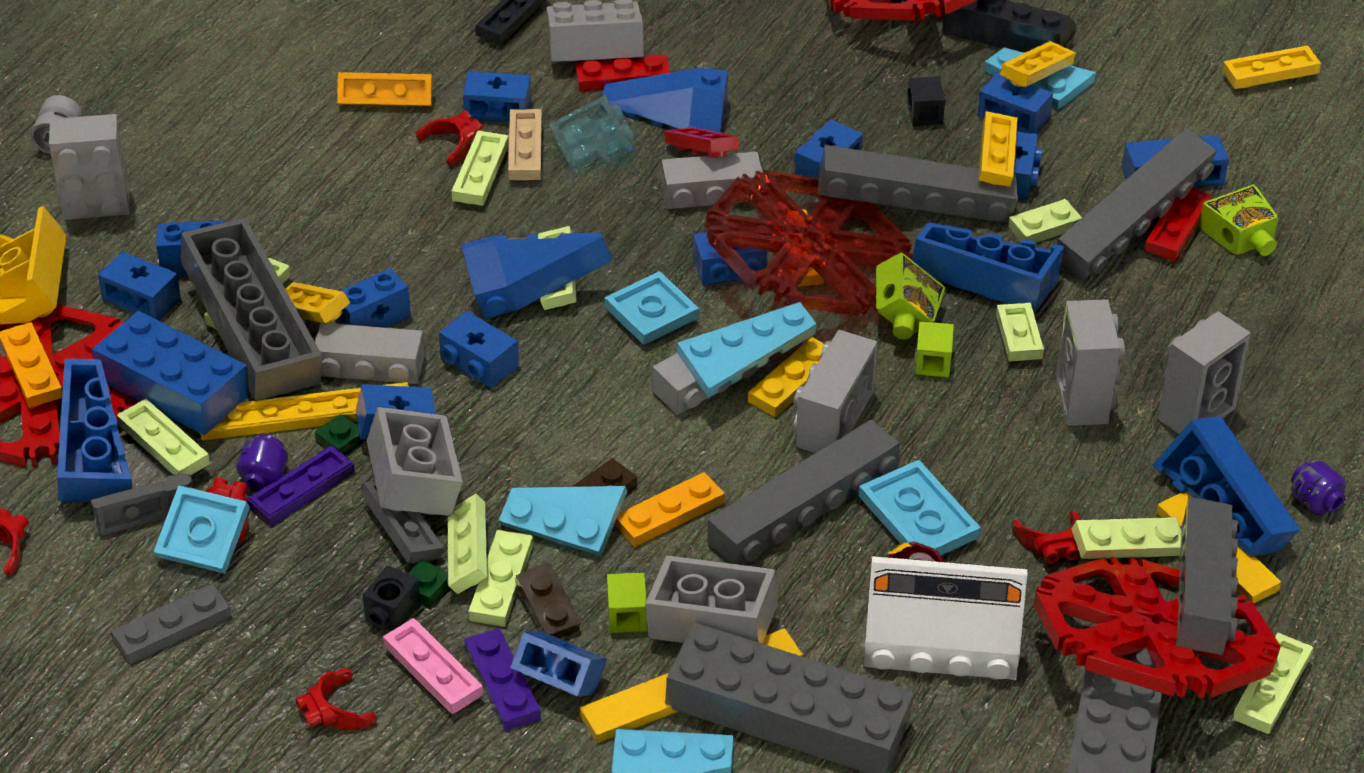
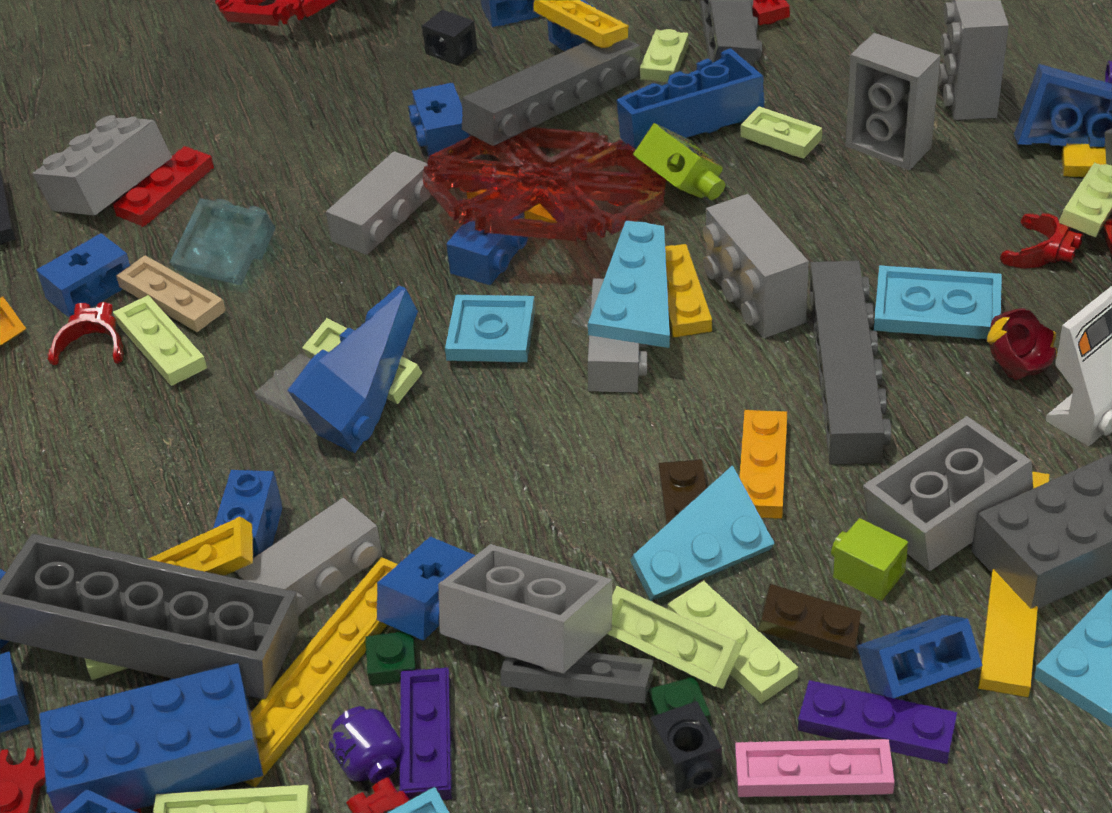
camera: 45 degrees left, 0 degrees up
(478, 349) = (403, 475): blue brick -> none
(675, 98) = (256, 163): blue wedge -> none
(702, 141) = (334, 176): red plate -> none
(934, 349) = (751, 178): lime brick -> none

